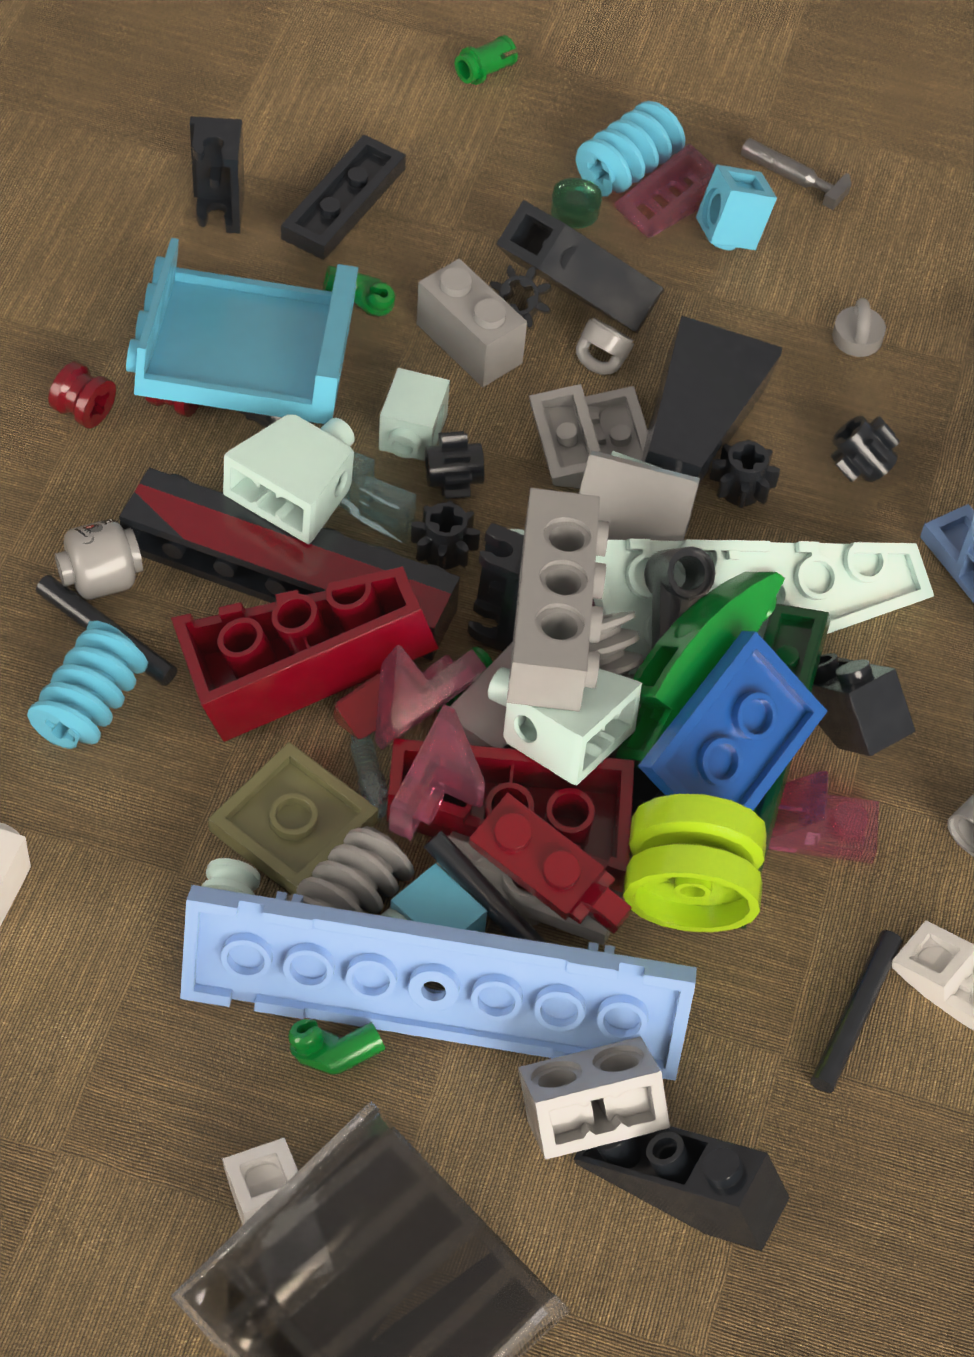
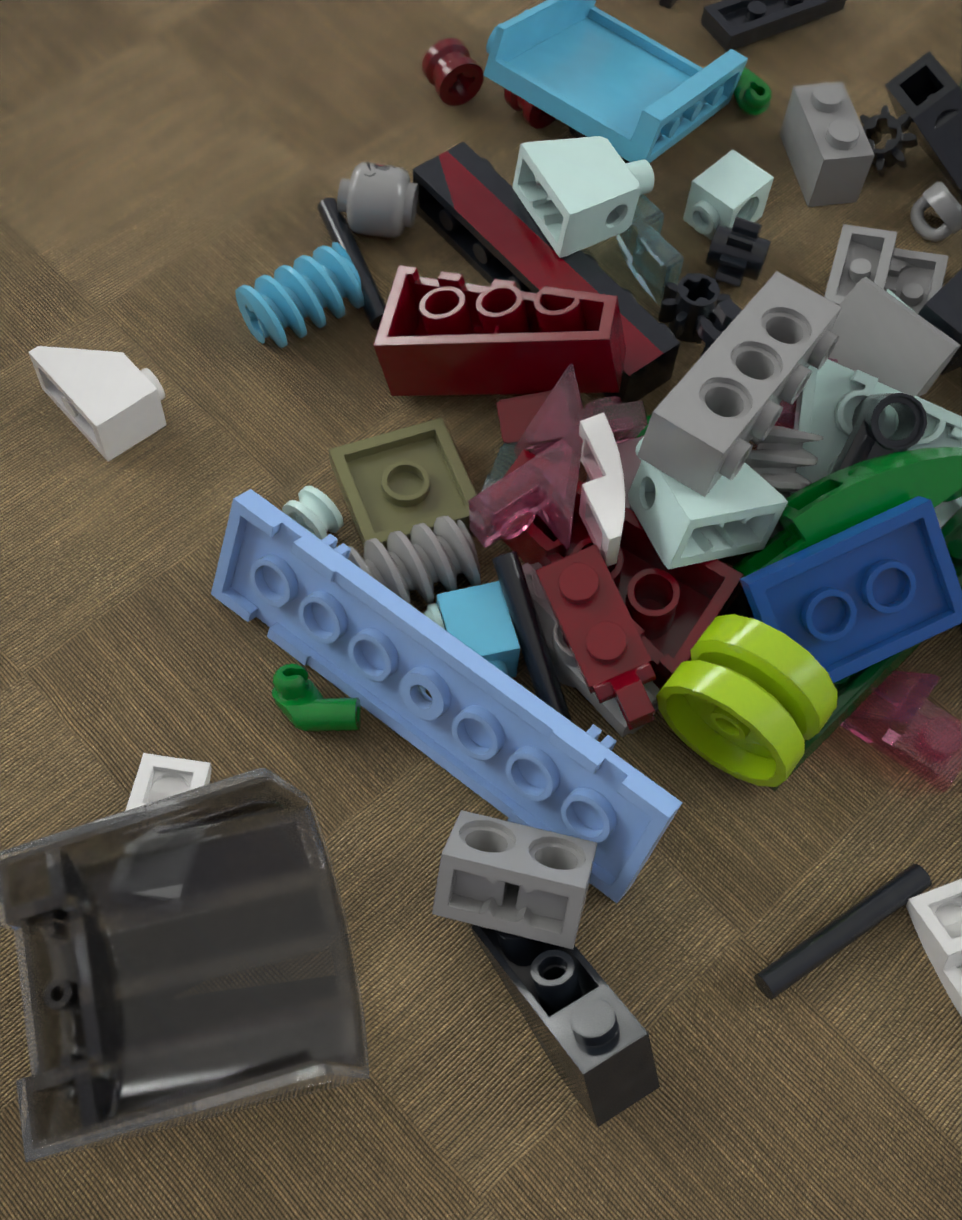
camera: 30 degrees right, 5 degrees up
(496, 748) = (604, 496): none -> white slope

